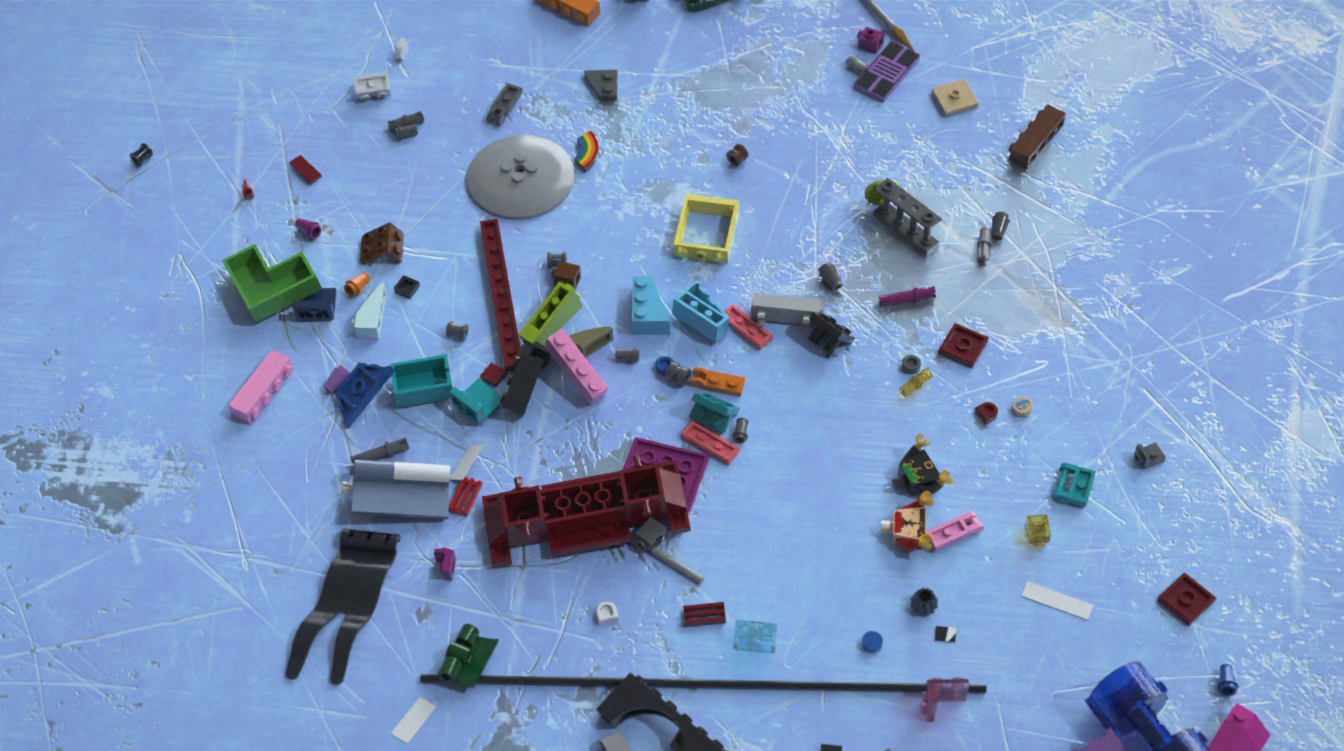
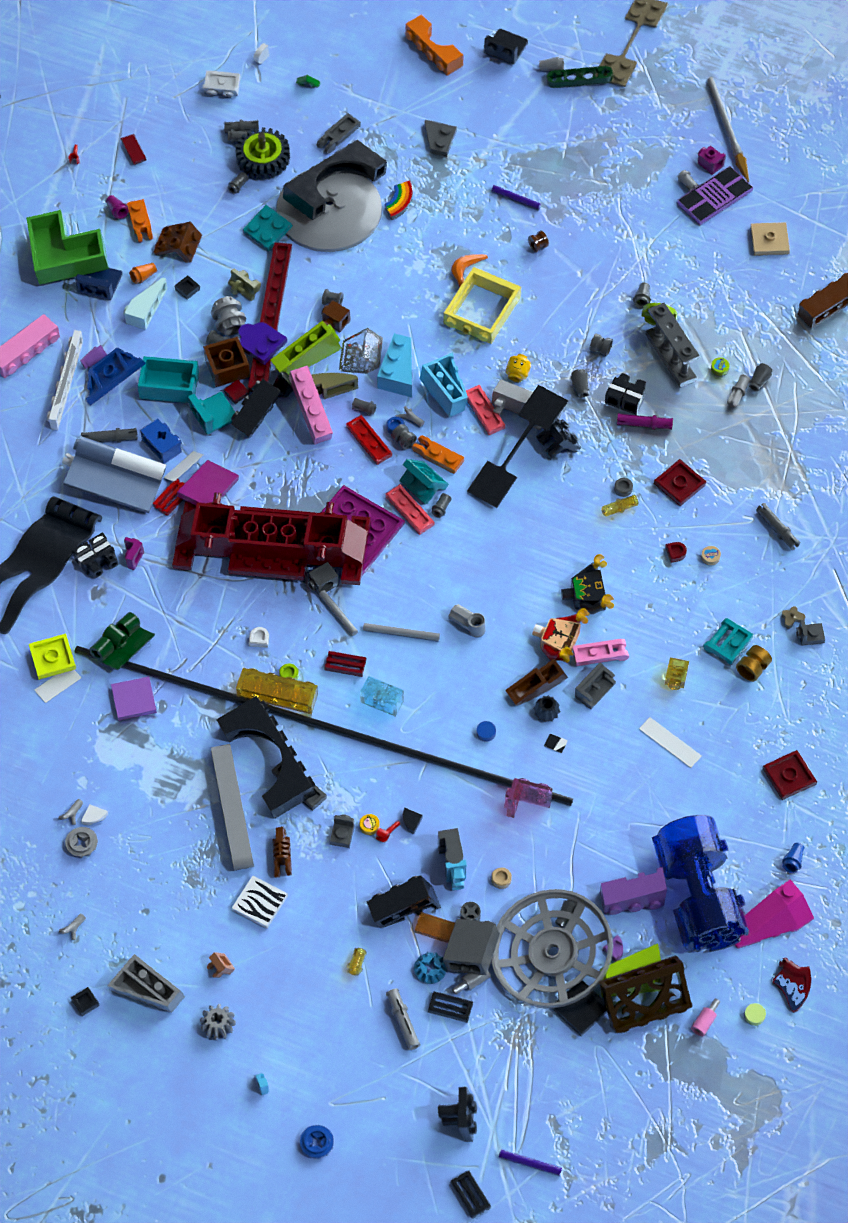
camera: 15 degrees right, 5 degrees up
(314, 416) = (63, 386): none -> white plate
(335, 234) = (140, 219): none -> orange hinge
(399, 693) = (52, 656): none -> neon yellow plate
(407, 576) = (95, 555): none -> black hips
(420, 177) = (235, 185): none -> dark grey pin
(435, 443) = (161, 440): none -> blue brick
(437, 140) = (262, 153): none -> wheel
(456, 62) = (308, 80): none -> green tile
(462, 305) = (228, 315): none -> light grey piece
(463, 270) = (241, 284): none -> olive hips
(467, 209) = (267, 227): none -> teal plate
(474, 347) = (226, 361): none -> reddish brown brick
(498, 473) = (207, 481): none -> magenta tile
(499, 712) = (133, 698): none -> medium lavender tile
(501, 318) = (261, 341): none -> dark purple plate
(529, 123) = (352, 159): none -> black arch
(605, 304) = (361, 352): none -> clear slope
(643, 386) = (369, 439): none -> red tile
(646, 661) = (278, 690): none -> clear yellow brick
(650, 640) = (289, 670): none -> lime tile
(672, 193) = (462, 263): none -> orange piece
(678, 353) = (411, 416): none -> light grey bar
(699, 120) = (534, 204): none -> dark purple bar
(748, 566) = (401, 631): none -> light grey bar
(765, 278) = (518, 368): none -> yellow head
(785, 393) = (493, 480): none -> black hinge
(811, 535) = (468, 619): none -> light grey piece
(836, 235) = (600, 344): none -> dark grey wheel
(857, 180) = (642, 295): none -> dark grey cone
(872, 269) = (625, 394): none -> black hips
(904, 578) = (536, 683): none -> reddish brown slope
(957, 226) = (720, 366): none -> lime tile
(963, 565) = (595, 686): none -> dark grey hinge
(1081, 364) = (783, 532): none -> dark grey pin
(1108, 498) = (754, 663): none -> pearl gold wheel
(1124, 443) = (792, 616): none -> dark tan piece

